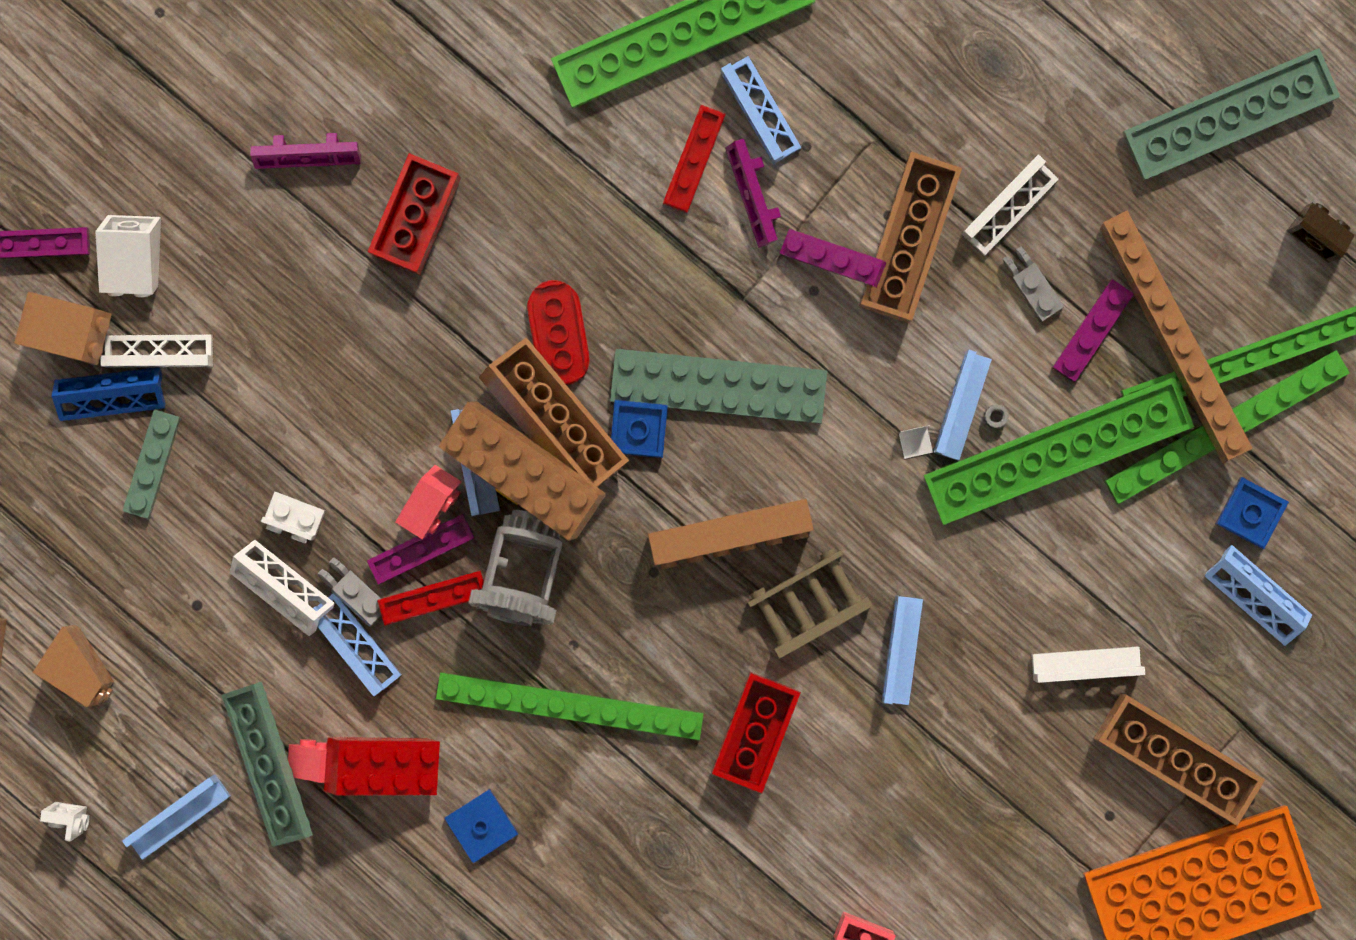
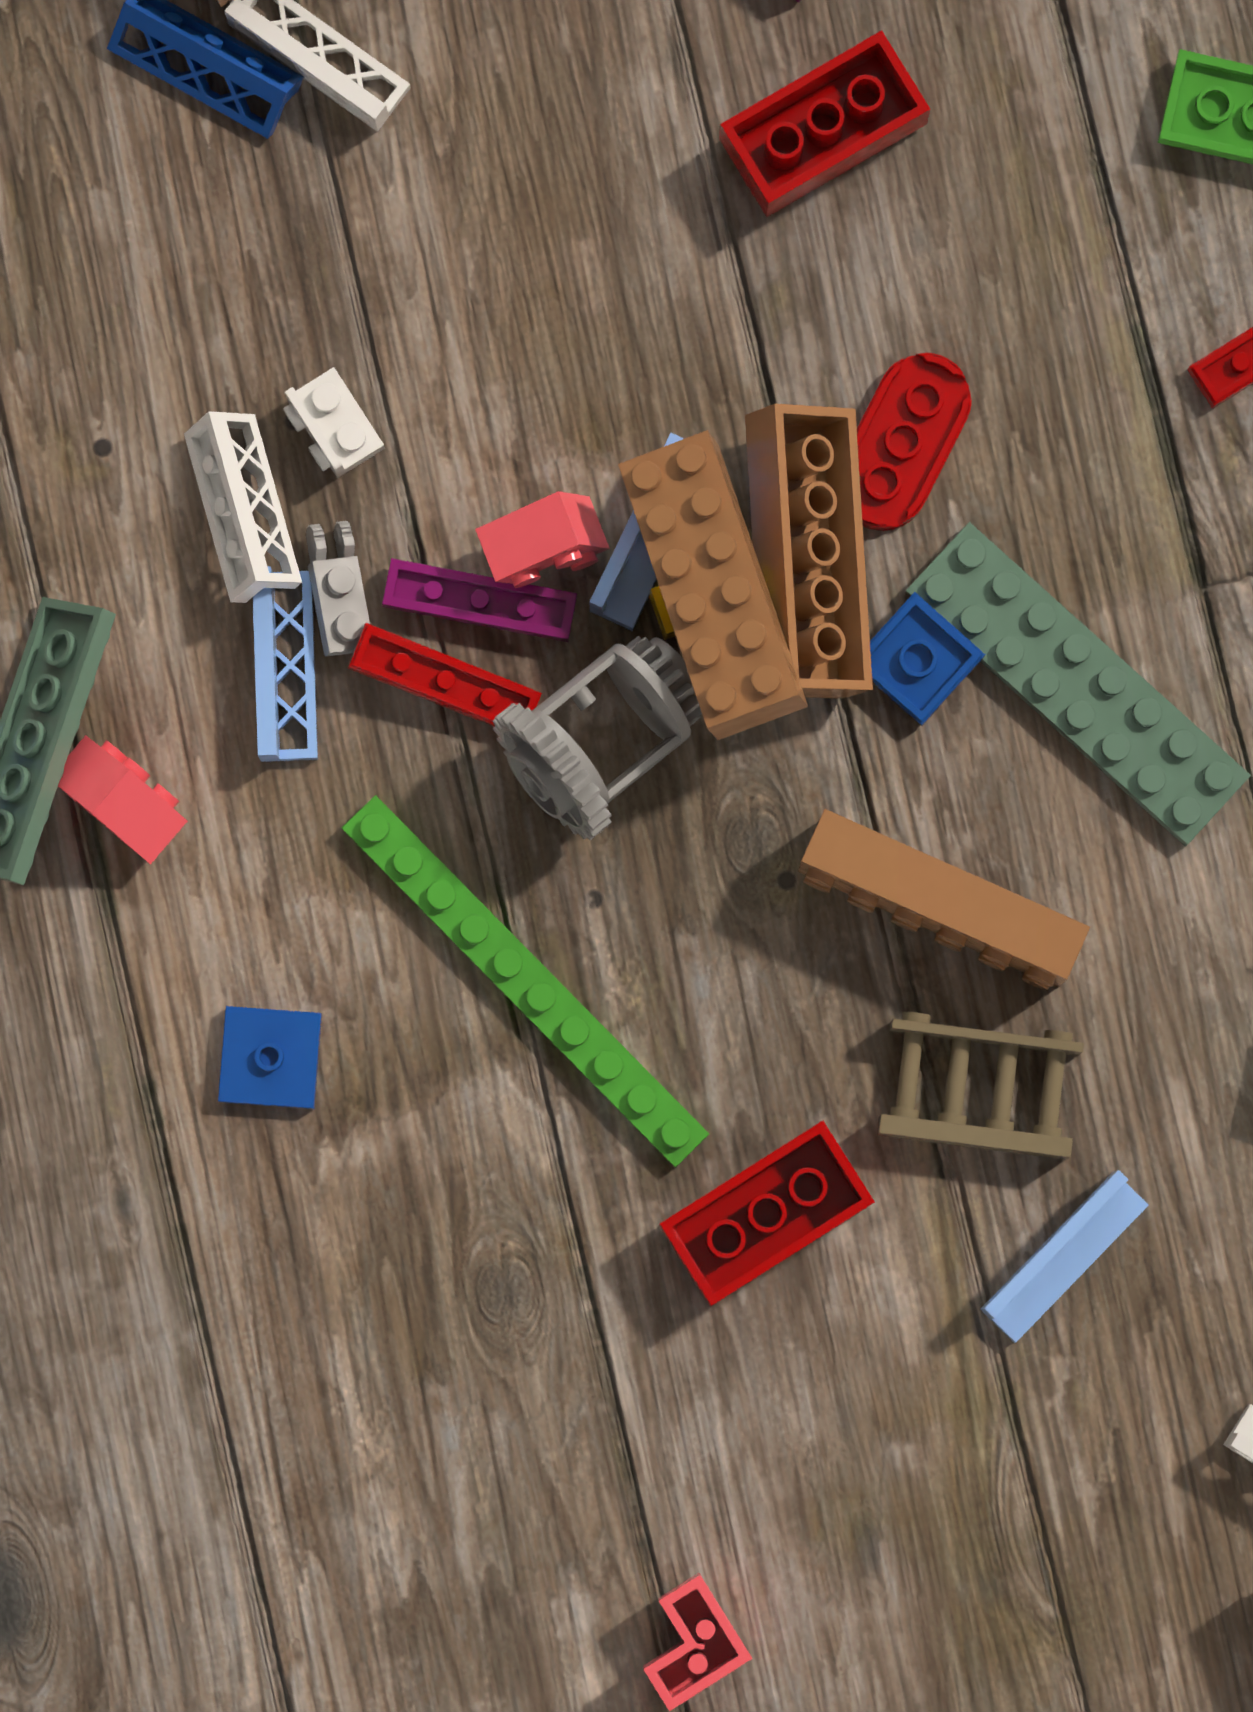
camera: 35 degrees right, 5 degrees down
(151, 464) = (190, 203): sand green plate -> none
(381, 766) = (196, 859): red brick -> none

